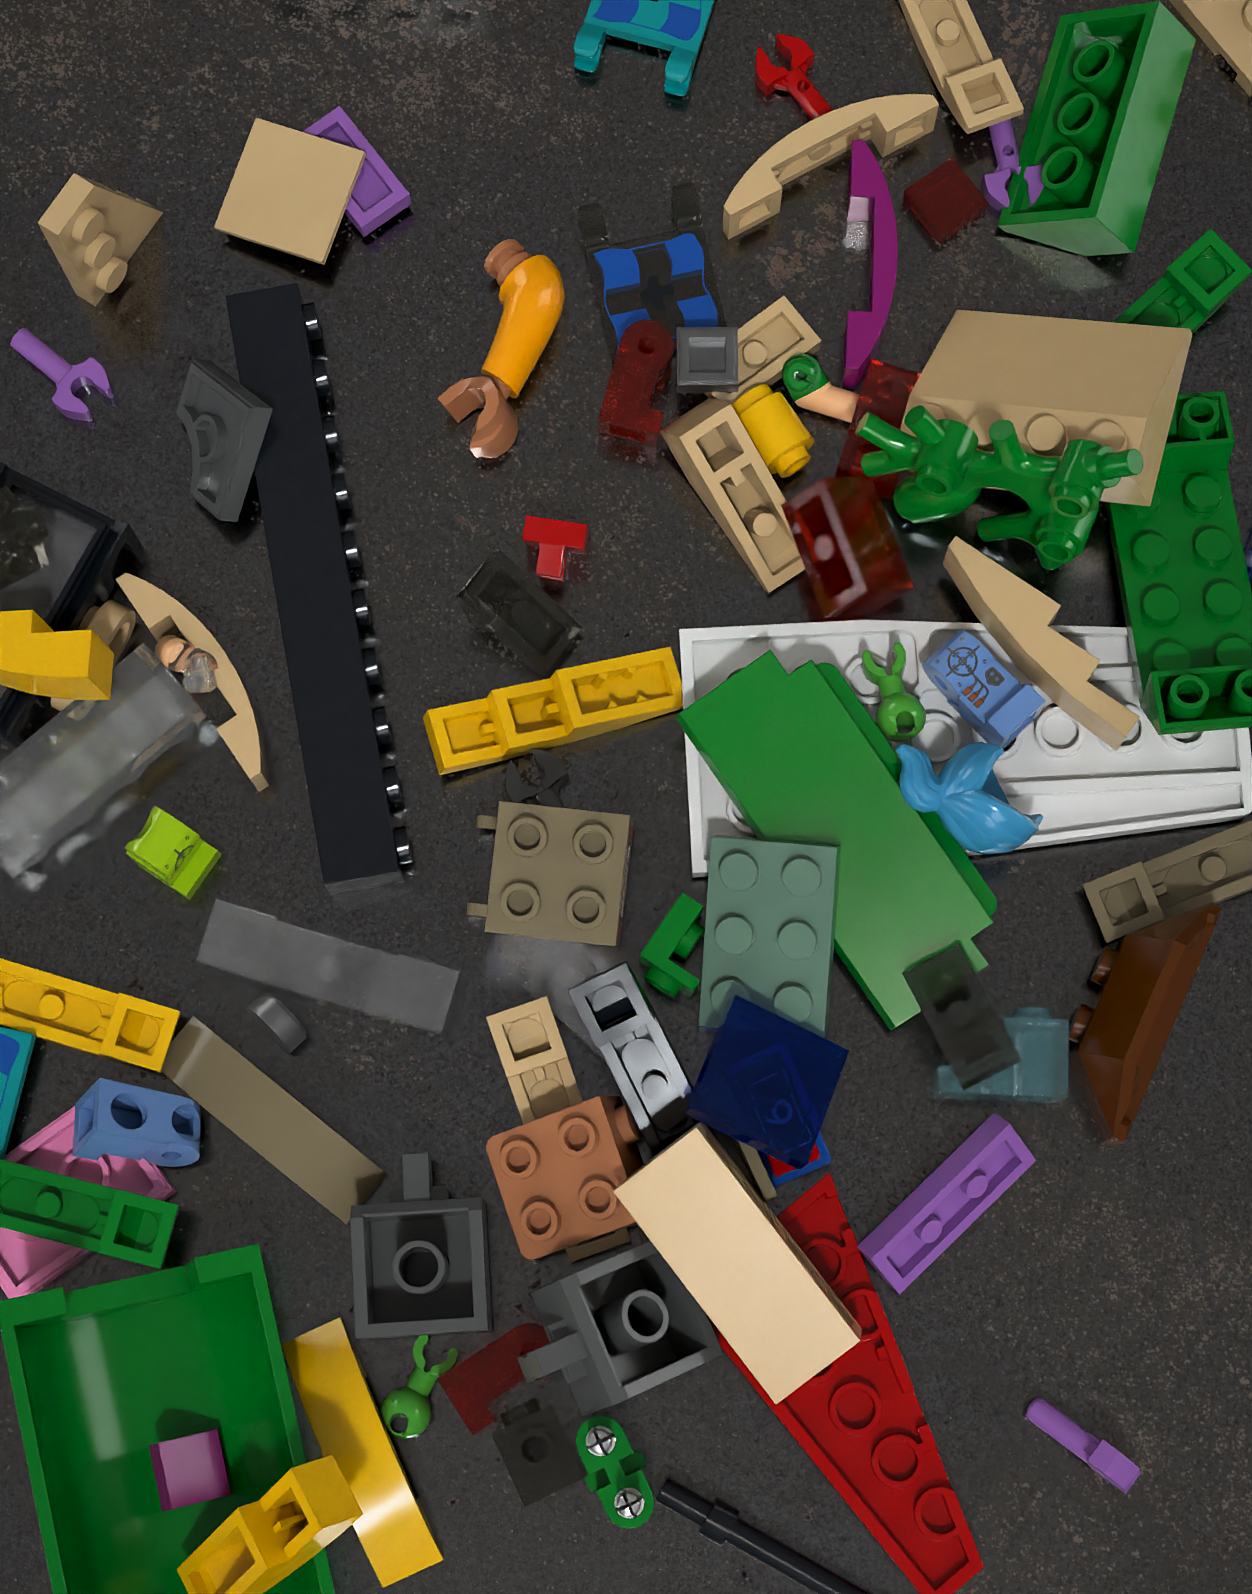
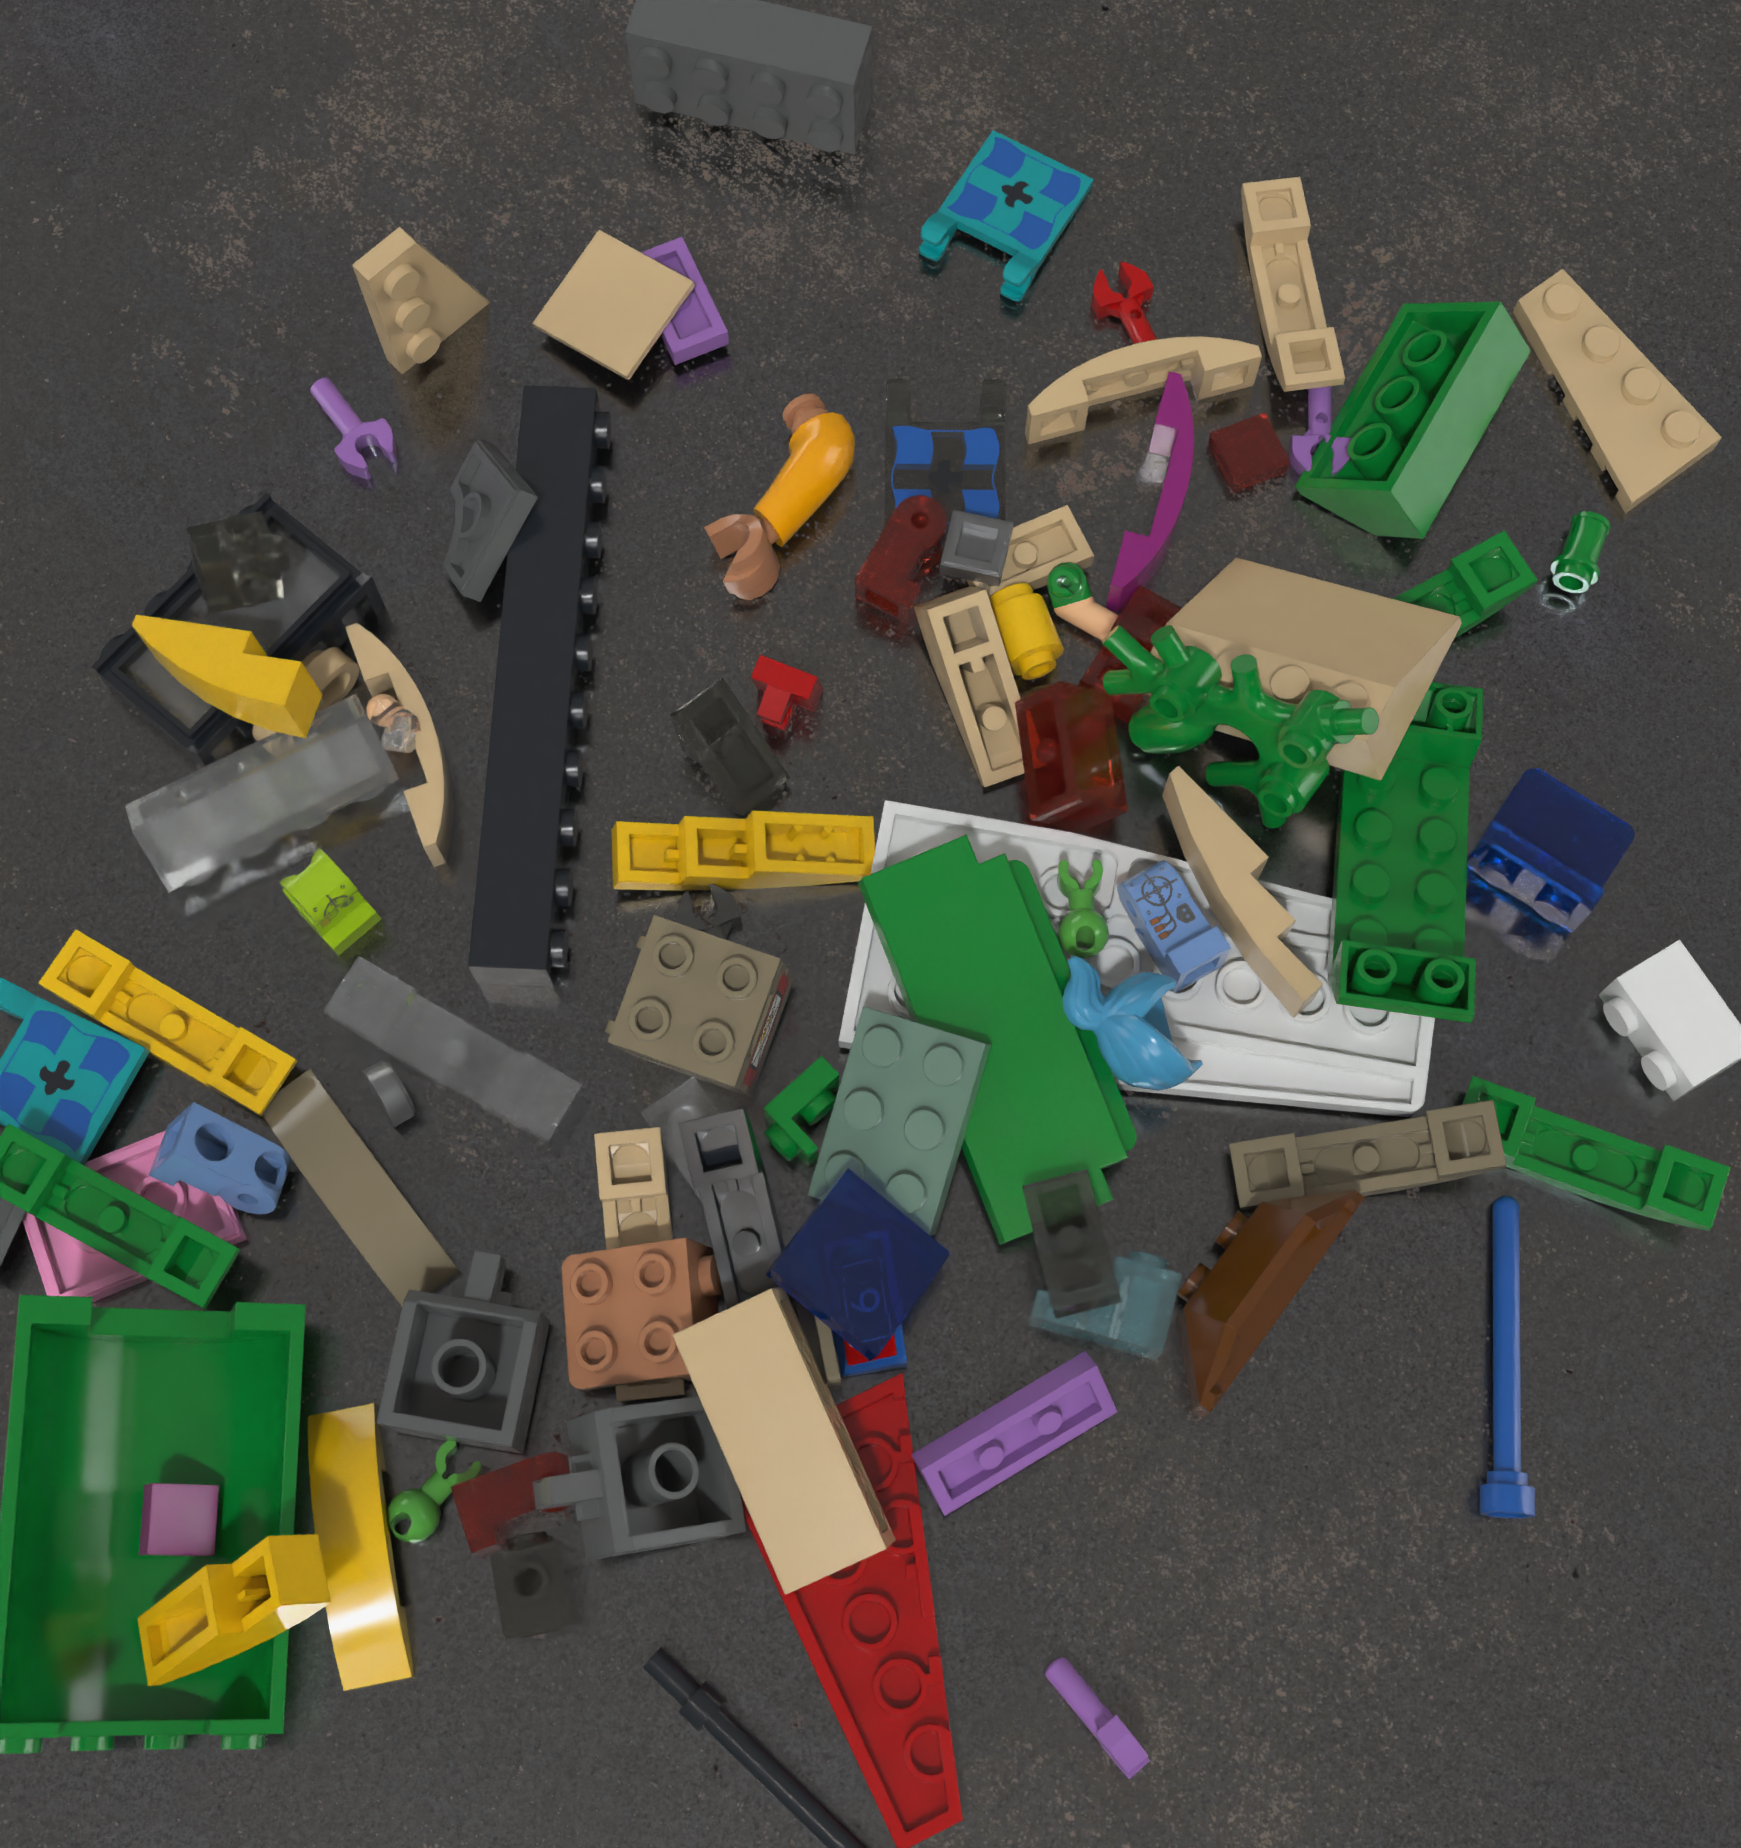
camera: 10 degrees right, 5 degrees down
(615, 1471) = (607, 1626): green piece -> none

